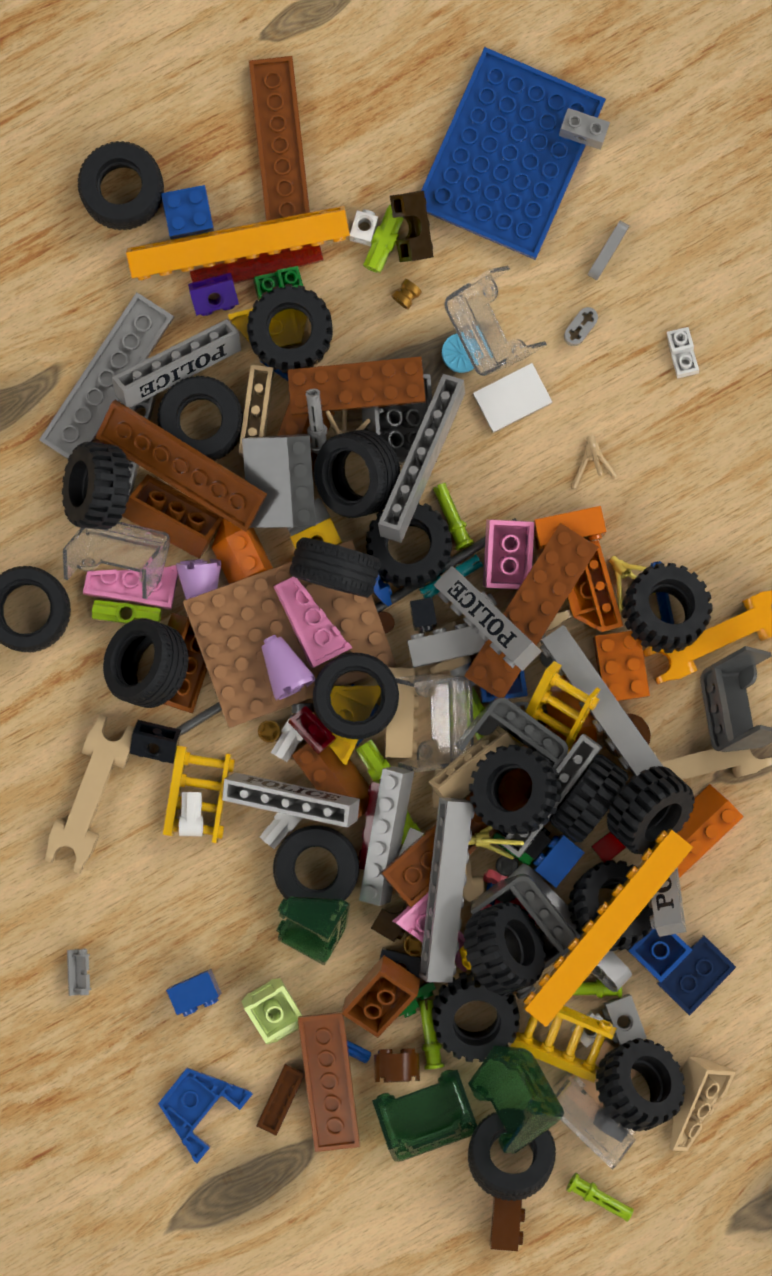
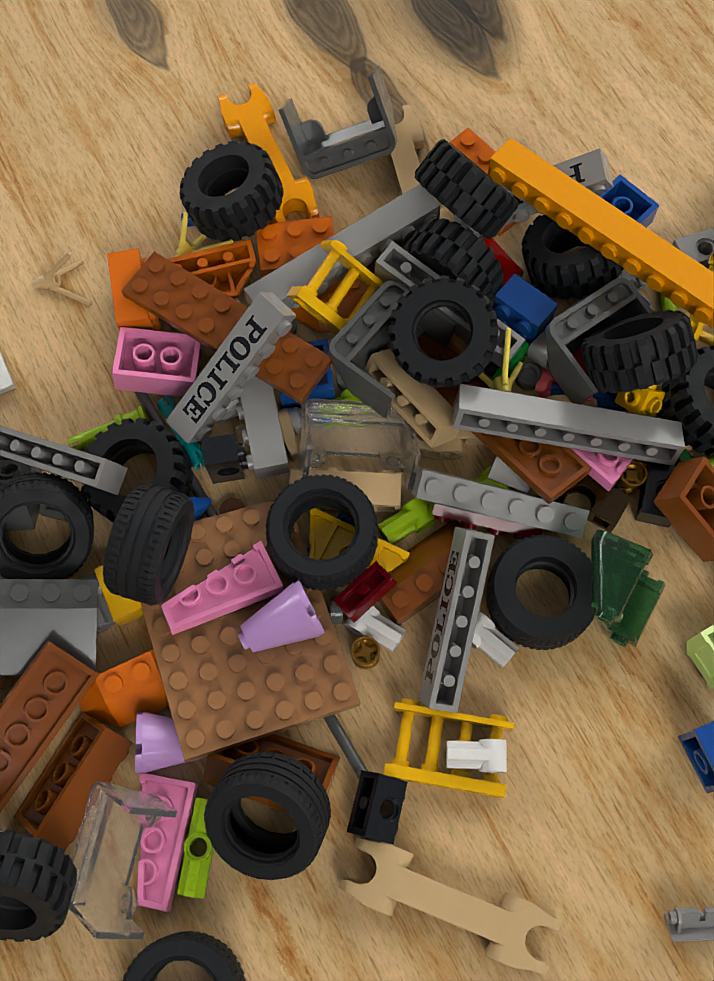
camera: 85 degrees left, 15 degrees down
(697, 975) = (650, 179): dark blue plate -> none

